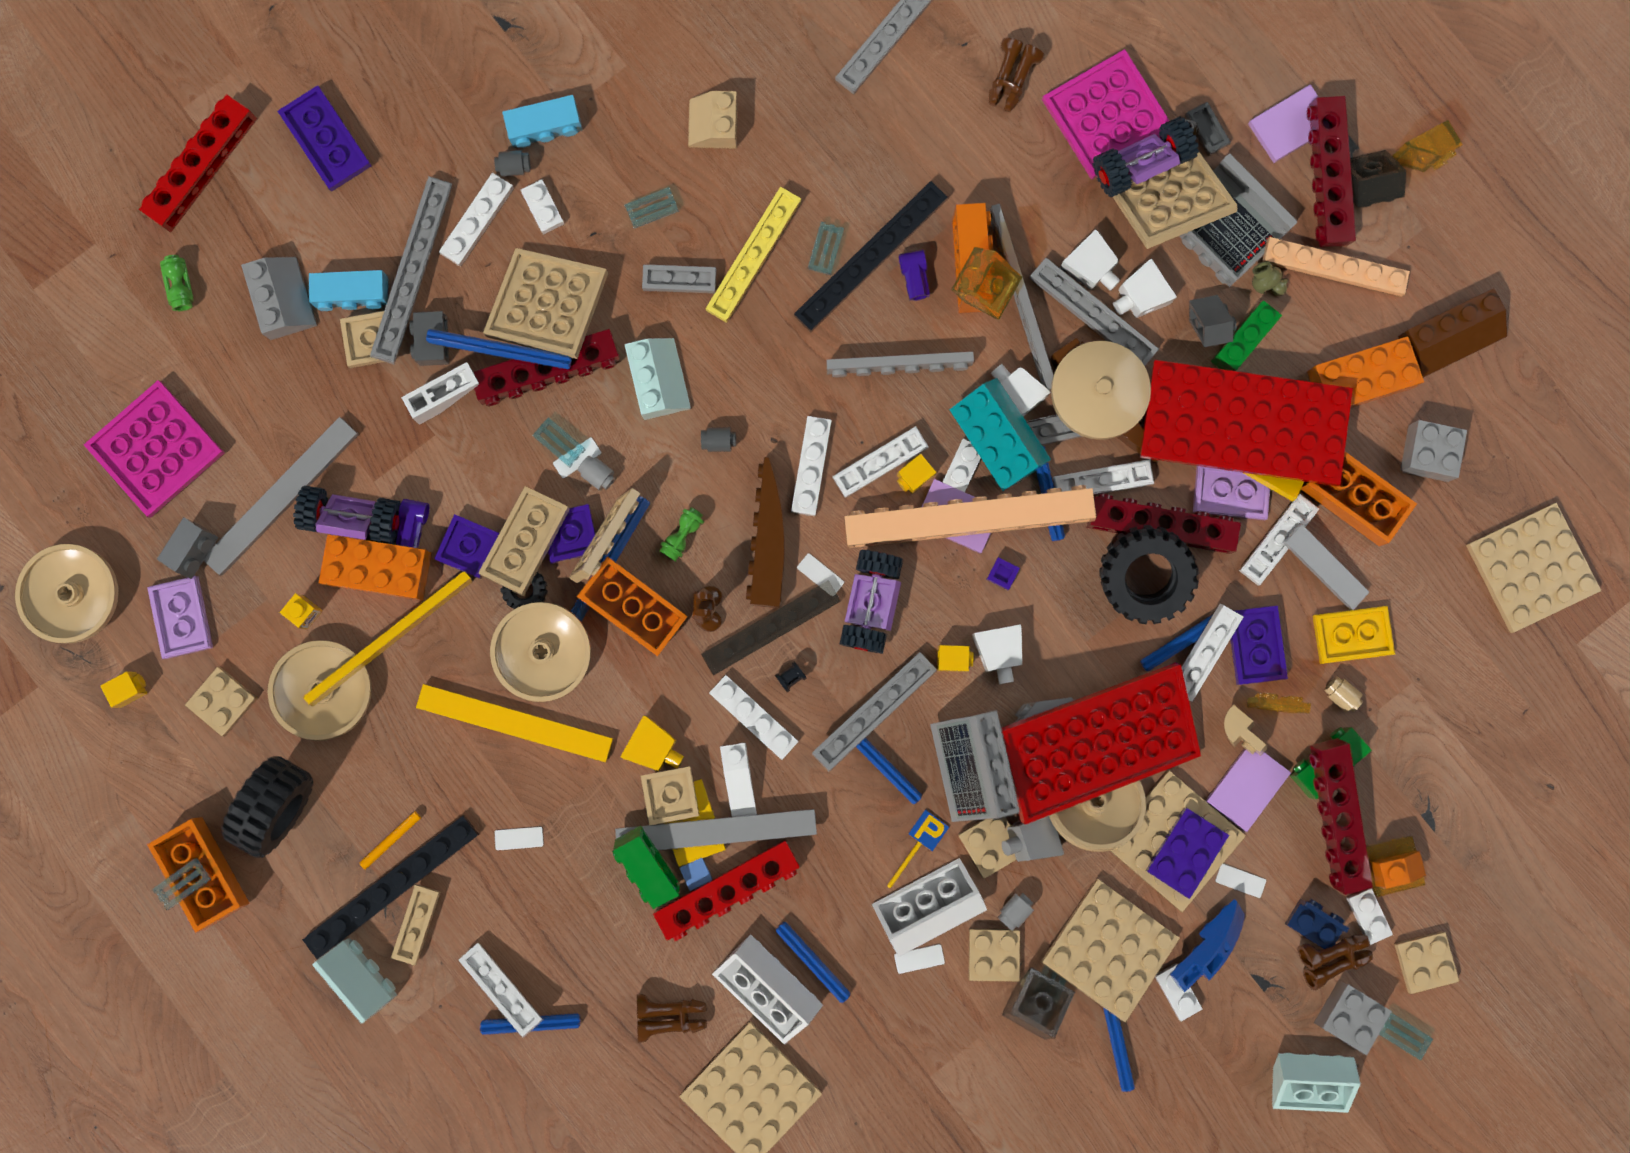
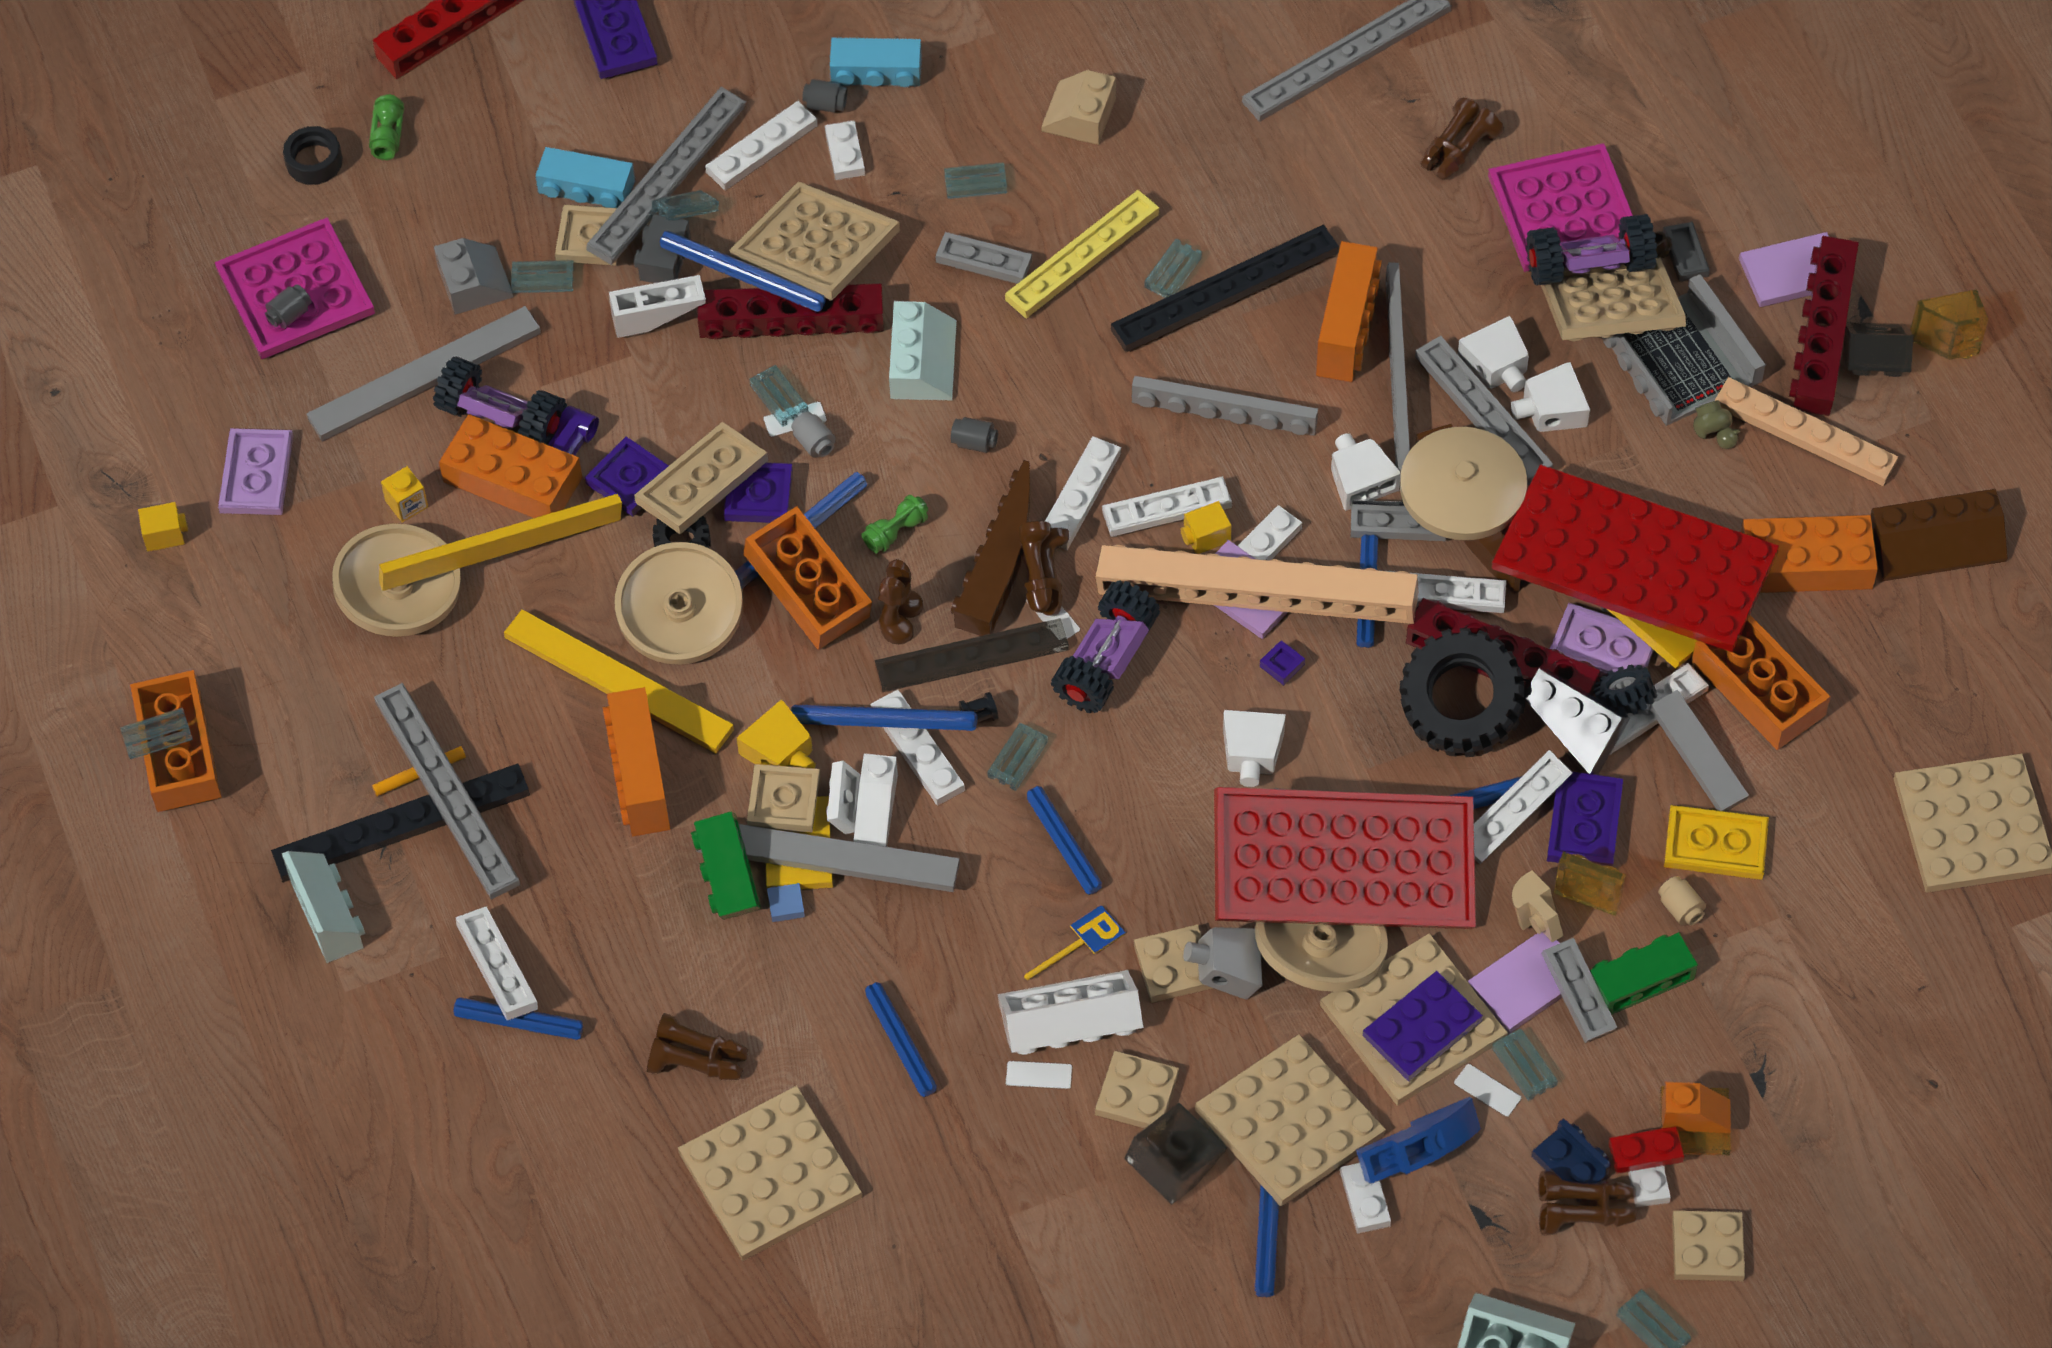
camera: 20 degrees right, 25 degrees down
(66, 593) = (135, 407): tan dish -> none
(112, 313) = (309, 137): none -> black tyre
(154, 475) = (287, 306): none -> dark grey brick
(187, 548) = (295, 395): dark grey brick -> none
(221, 701) = (270, 571): tan plate -> none
(267, 806) = (292, 672): black tyre -> none
(279, 296) = (500, 167): light grey slope -> none
(289, 400) = (471, 274): none -> light grey slope
(346, 393) = (542, 280): none -> clear light blue tile
(415, 924) = (416, 869): tan plate -> none
(416, 858) = (447, 791): none -> light grey tile
(437, 297) = (685, 205): none -> clear light blue tile
(518, 838) = (577, 811): white sticker -> none
(552, 798) = (635, 762): none -> orange brick
(601, 542) = (802, 489): tan plate -> none
(667, 915) = (829, 912): red brick -> none
(713, 778) = (843, 797): none -> white plate
(724, 707) = (885, 717): none -> blue axle
(768, 989) = (831, 1051): white slope -> none
(810, 561) = (1039, 546): none -> reddish brown piece
(825, 725) = (1005, 777): none -> clear light blue tile
(874, 712) = (1070, 769): light grey plate -> none
(913, 268) = (1273, 315): dark purple piece -> none
(954, 658) = (1190, 739): yellow brick -> none
(975, 767) = (1174, 836): panel -> none
(987, 282) = (1352, 323): clear yellow slope -> none
(1000, 434) = (1323, 501): teal brick -> none
(1016, 911) = (1180, 1043): light grey brick -> none
(1211, 320) = (1626, 443): dark grey brick -> none
(1236, 571) = (1577, 718): none -> wedge
(1247, 337) = (1672, 473): green brick -> none
(1271, 540) = (1626, 689): none -> black bush
(1278, 870) = (1520, 1080): none -> clear light blue tile
(1290, 790) = (1579, 990): none -> light grey plate
(1352, 1017) = (1587, 1277): light grey brick -> none
(1357, 873) = (1644, 943): dark red brick -> none
(1370, 908) = (1646, 1150): none -> red plate
(1433, 451) = (1873, 655): light grey brick -> none

